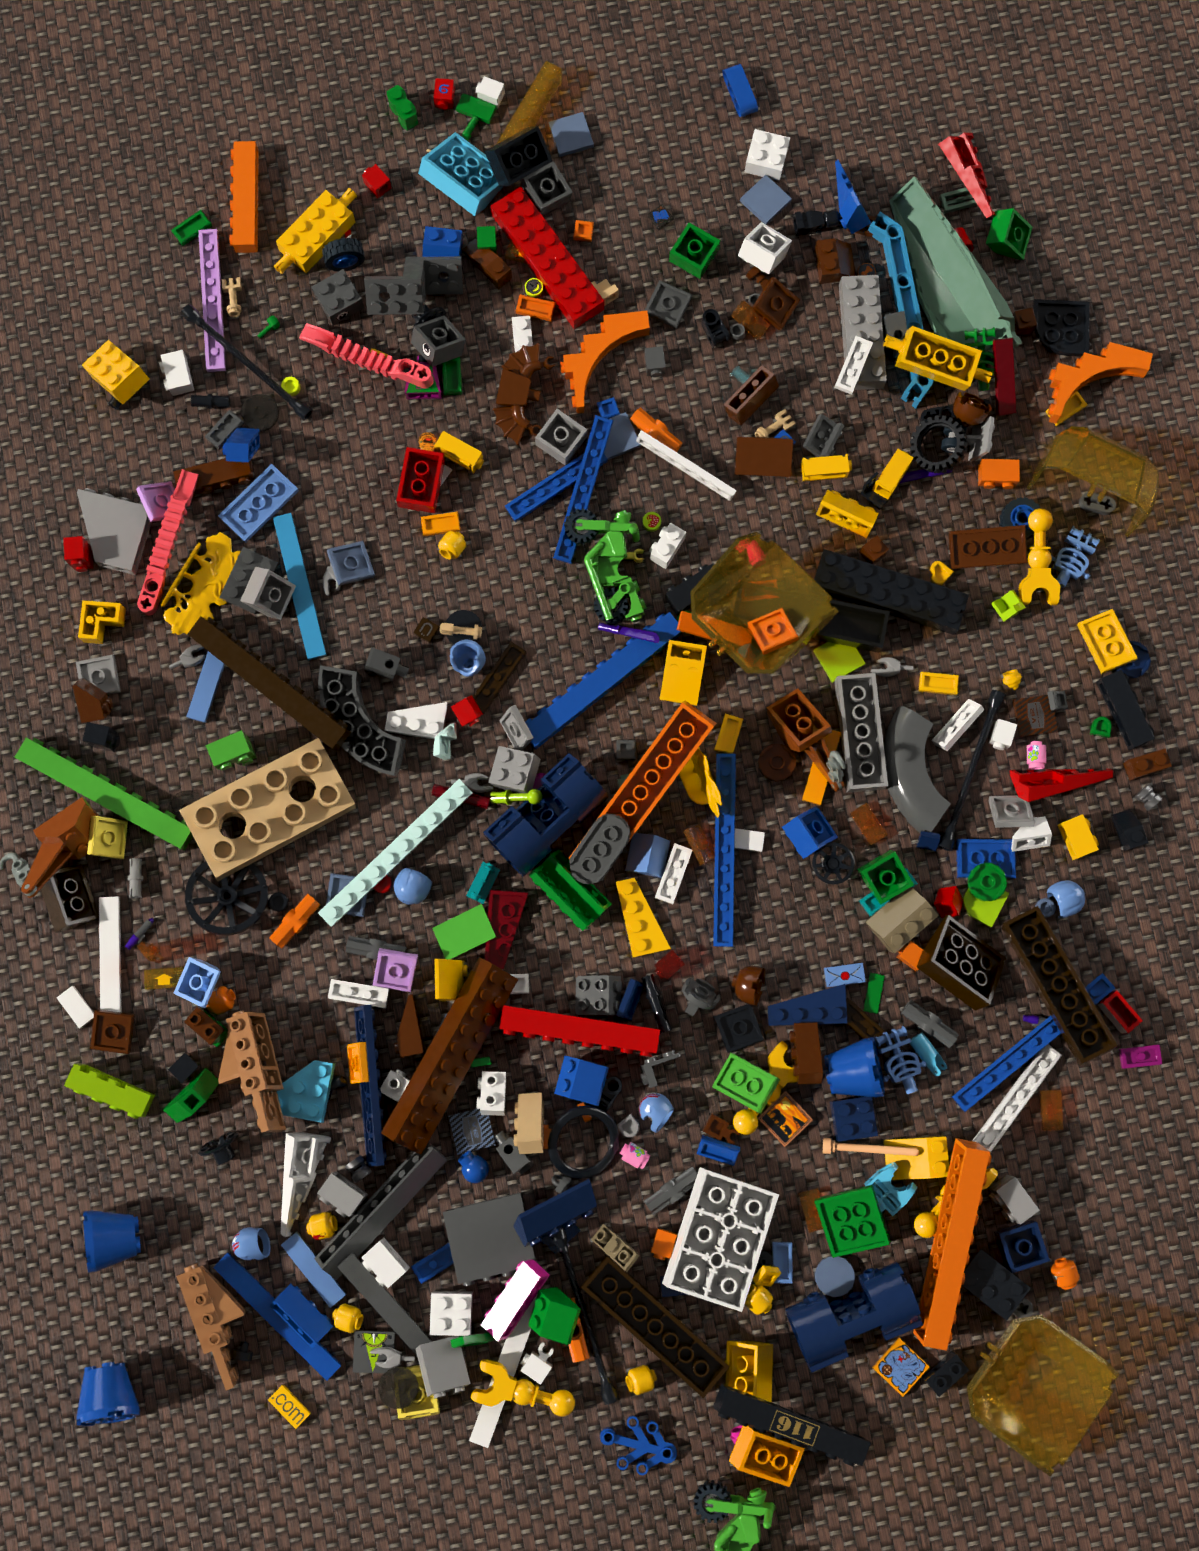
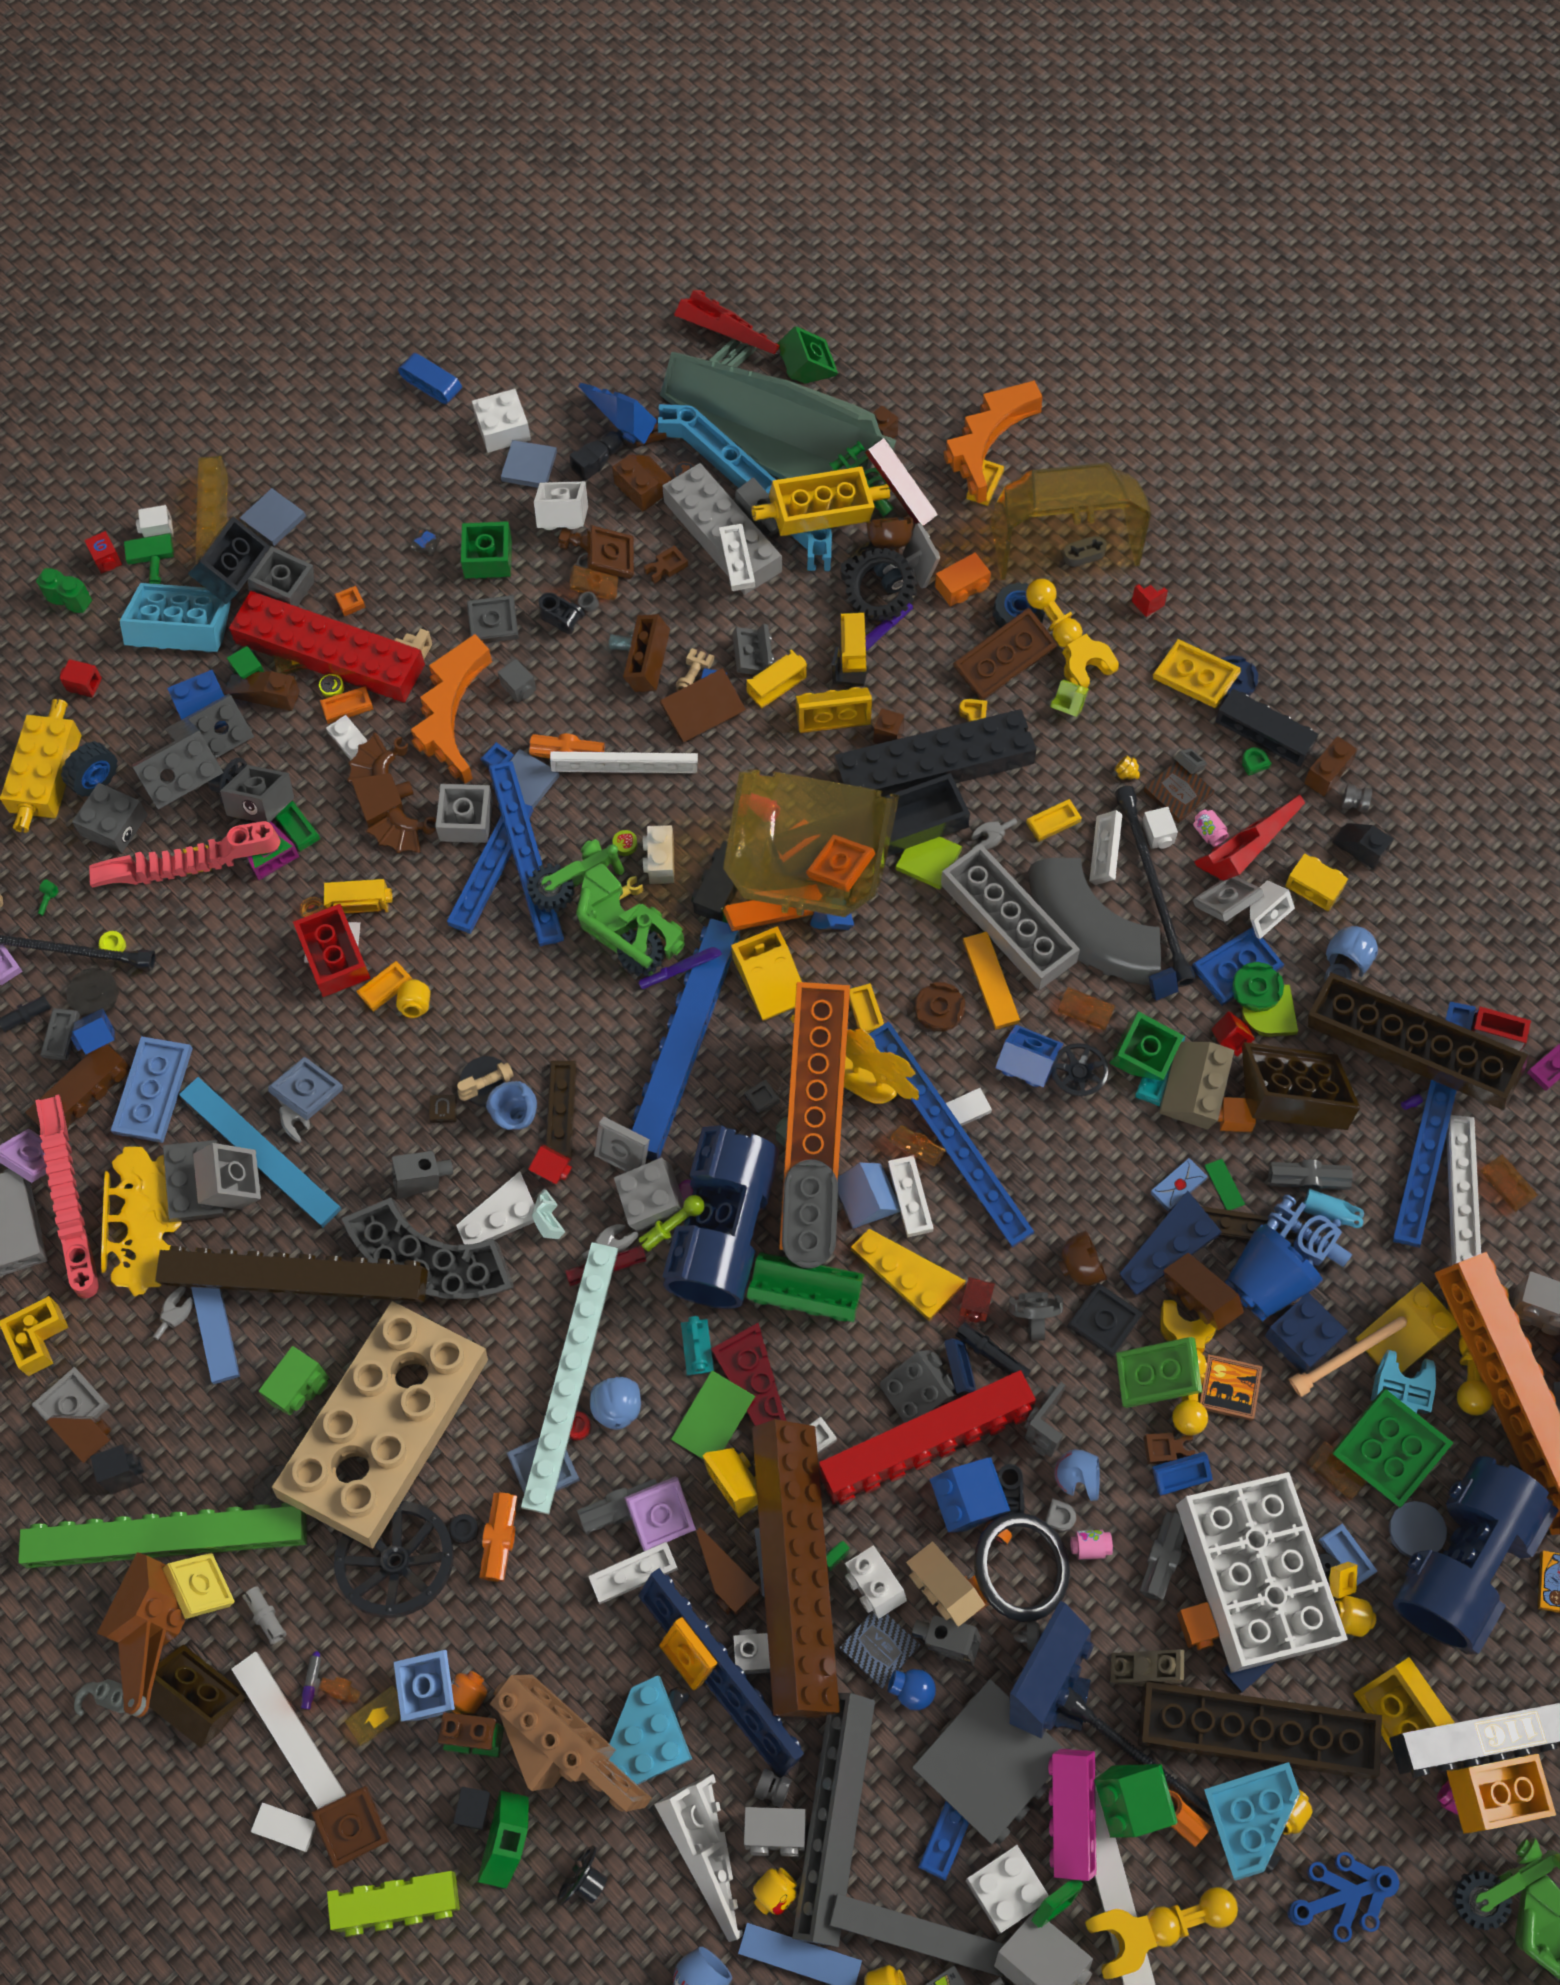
camera: 30 degrees left, 15 degrees down
(385, 1263) = (885, 1881): white brick -> none
(536, 1365) = (1154, 1883): white brick -> none
(615, 1369) = (1252, 1816): none -> medium azure plate
(800, 727) = (945, 946): dark orange slope -> none
(810, 335) = (667, 563): none -> reddish brown plate
(1063, 326) = (925, 409): black plate -> none
(1073, 567) = (1101, 618): medium blue torso -> none
(1114, 566) = (1148, 599): none -> red panel

